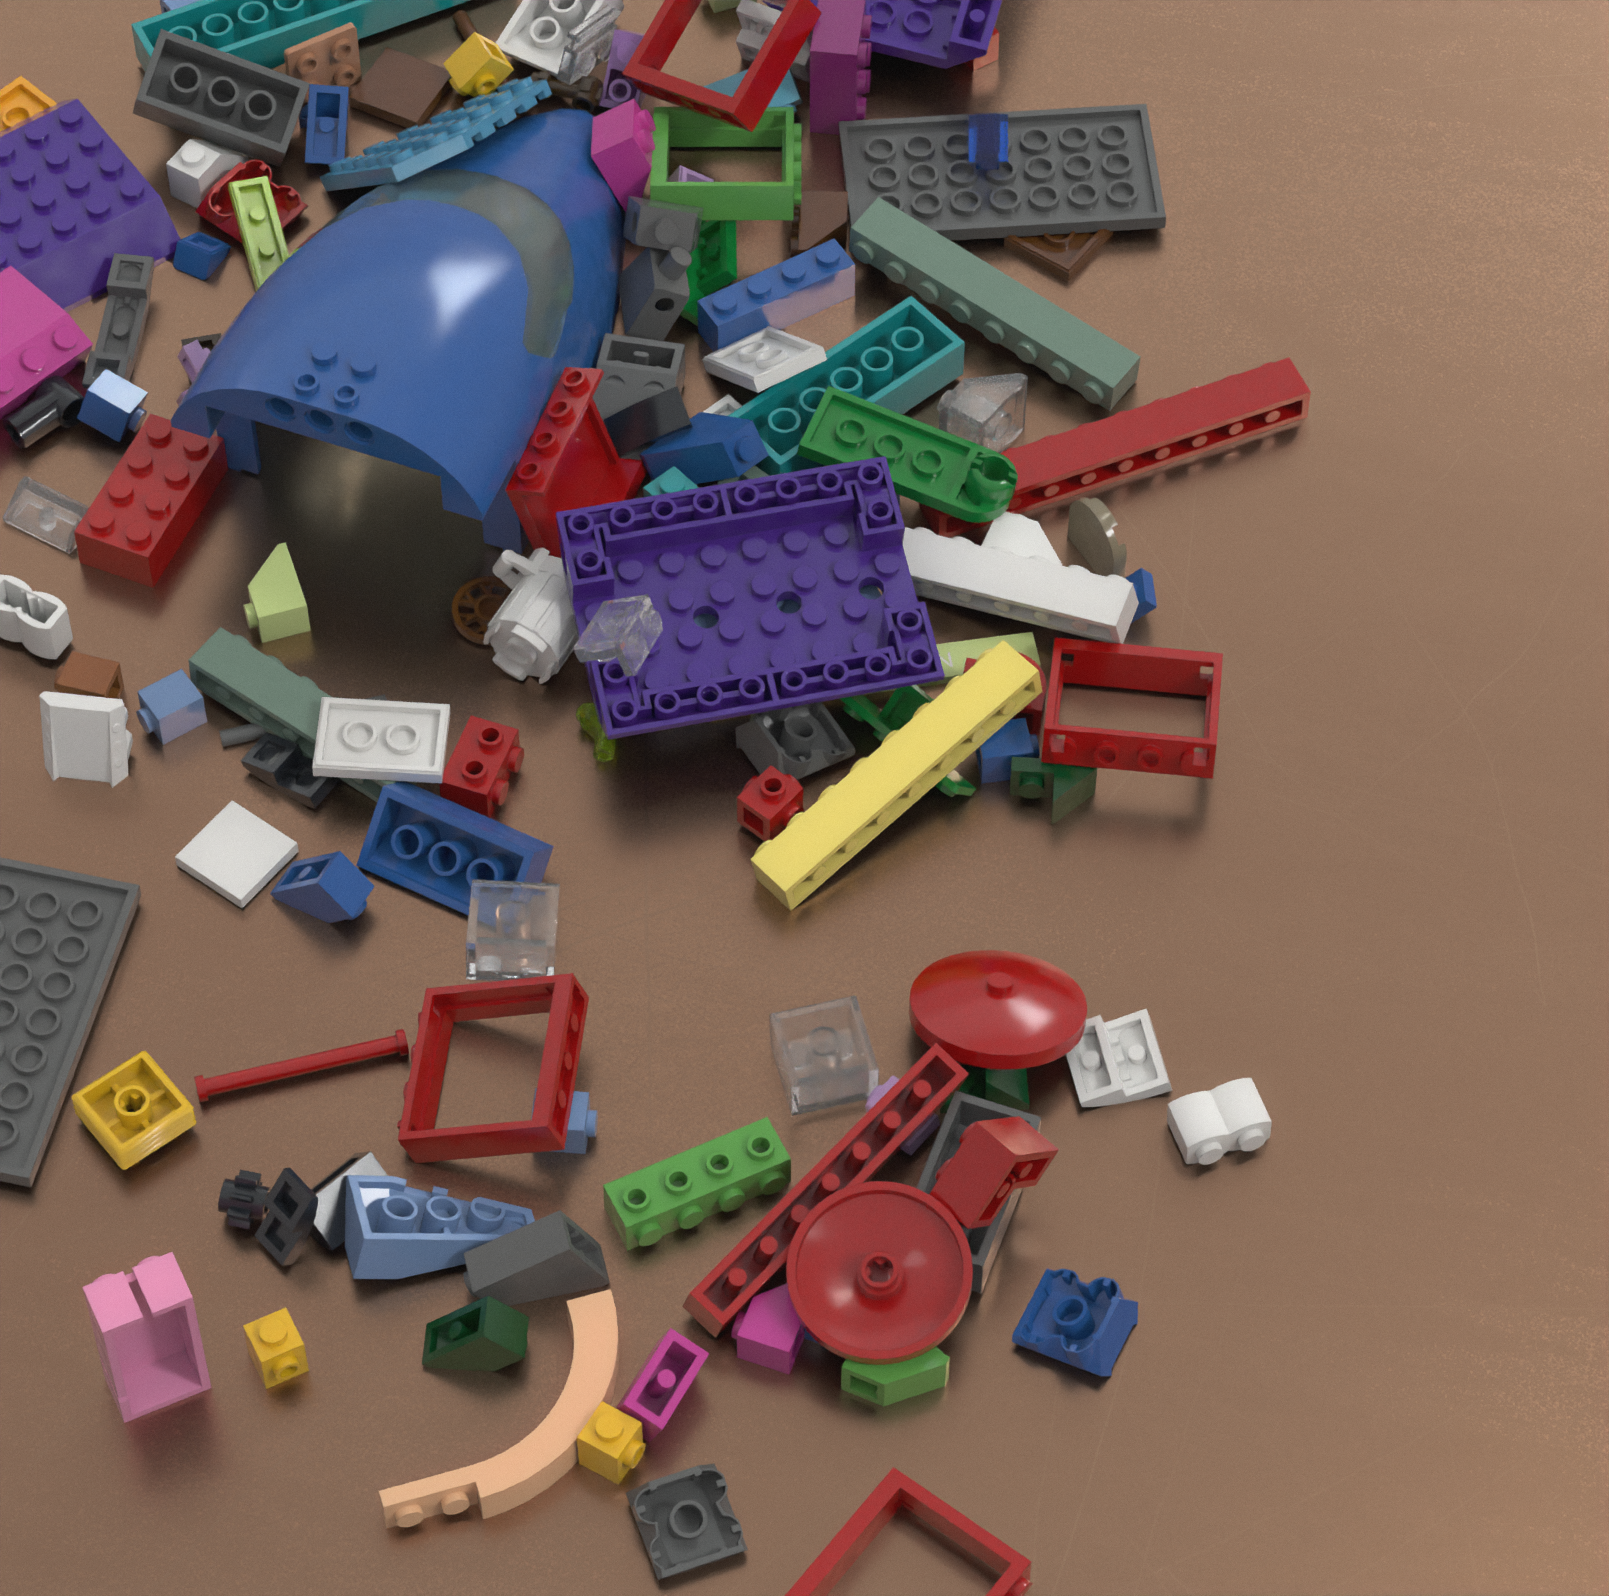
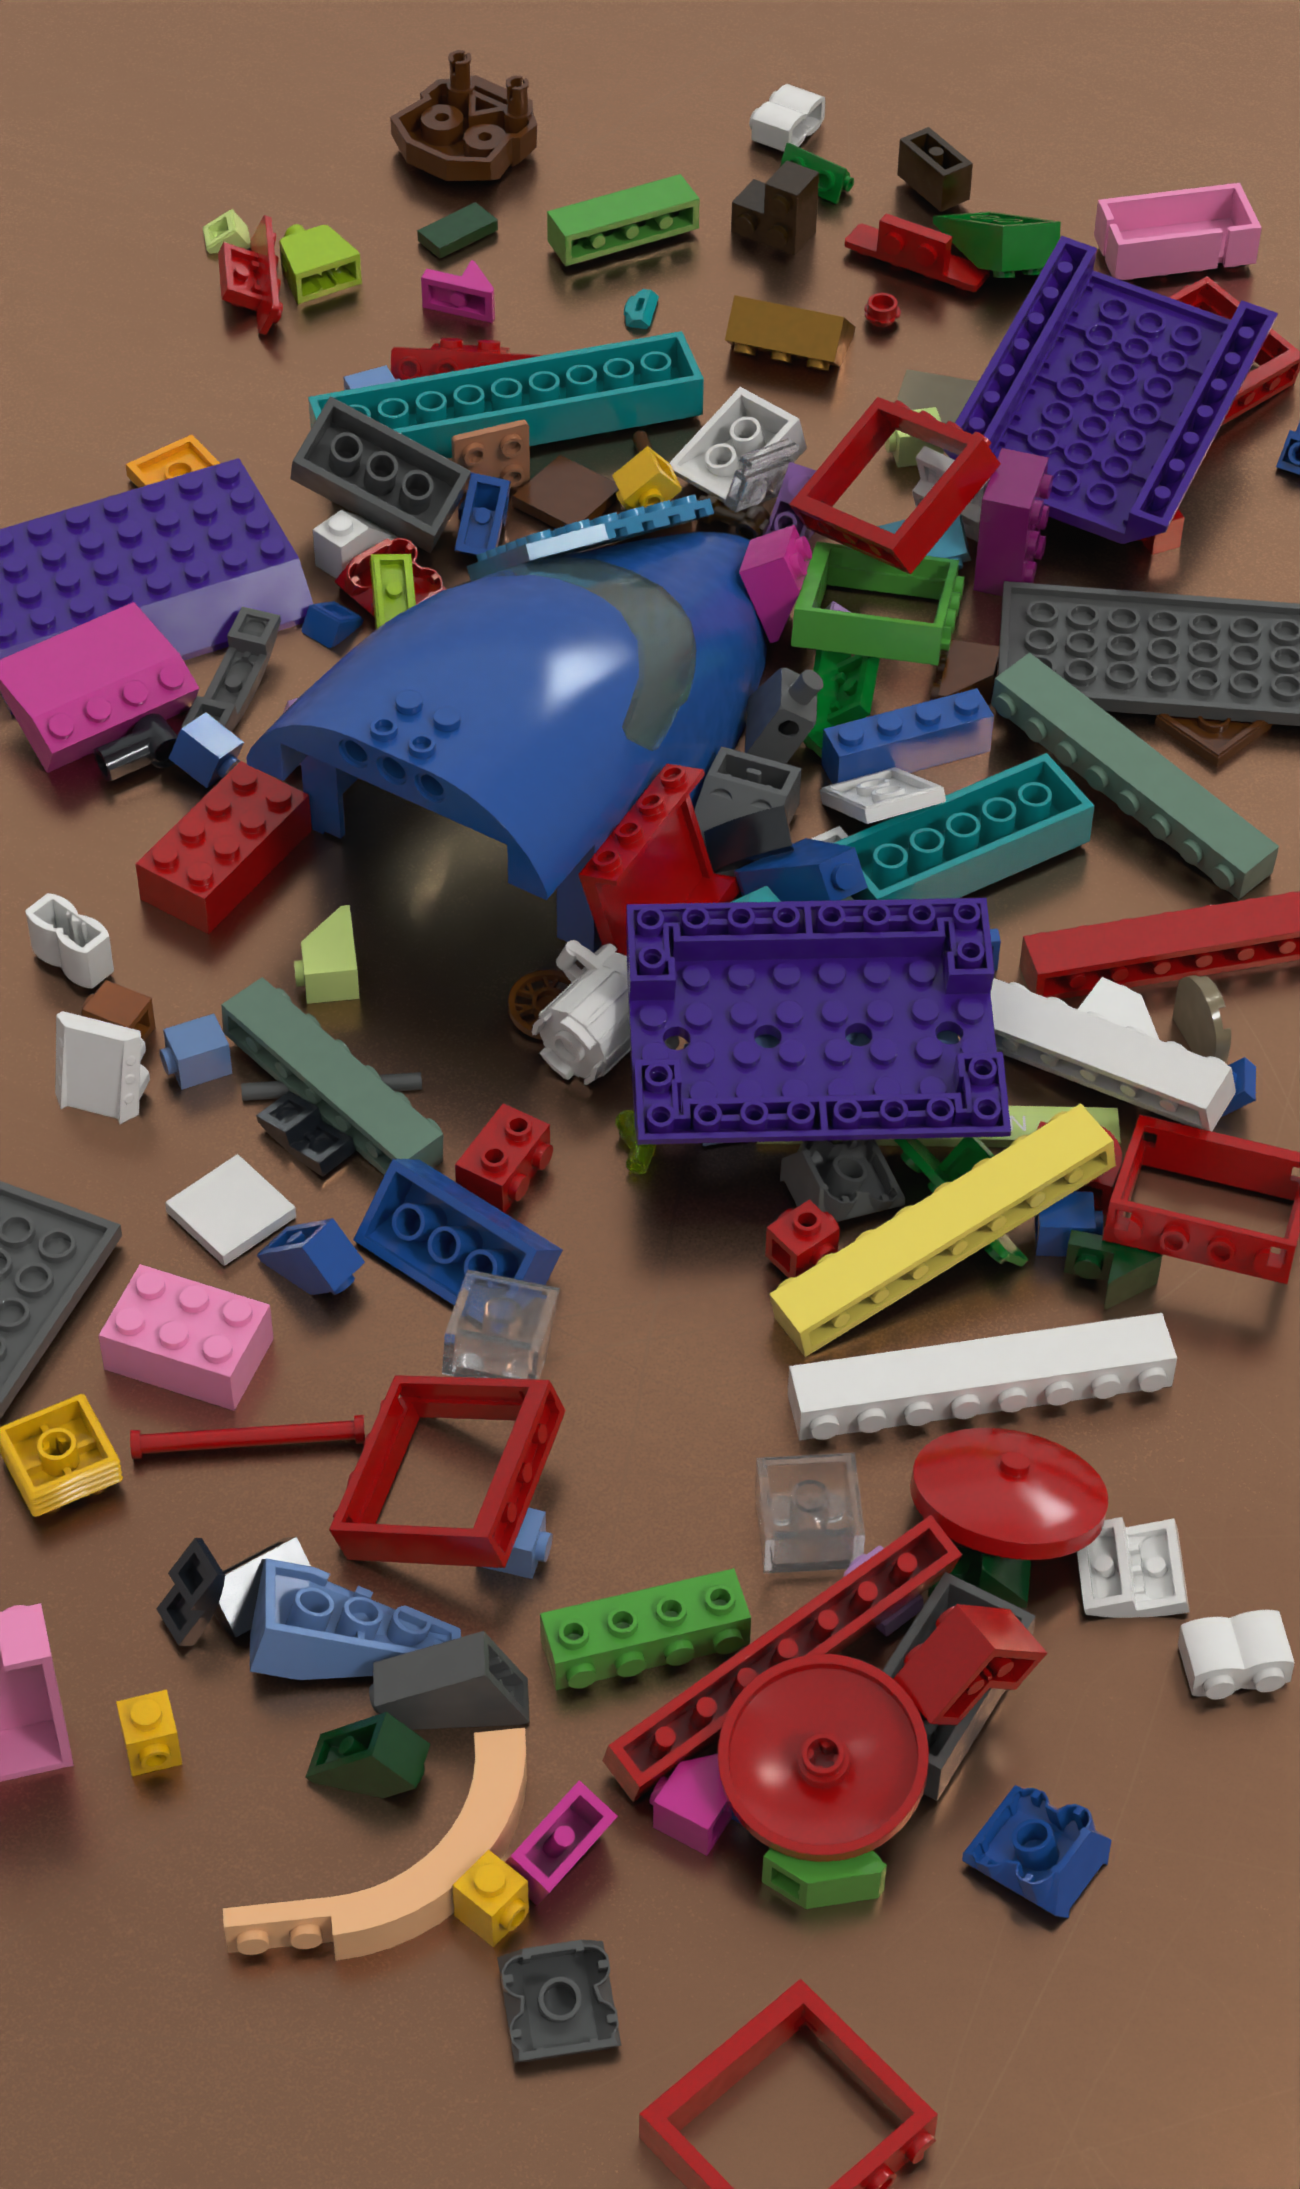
camera: 10 degrees right, 5 degrees down
(45, 513) = (113, 845): clear slope -> none
(225, 982) = (186, 1337): none -> bright pink brick
(243, 1199) = (149, 1566): black gear -> none
(381, 740) = (403, 1113): white tile -> none
(622, 630) = (672, 1033): clear bracket -> none
(662, 224) = (802, 649): dark grey torso -> none
(922, 459) = (1023, 911): green plate -> none
(952, 905) = (981, 1376): none -> white brick
(986, 139) = (1153, 614): clear blue slope -> none
(986, 410) = (1100, 881): clear slope -> none

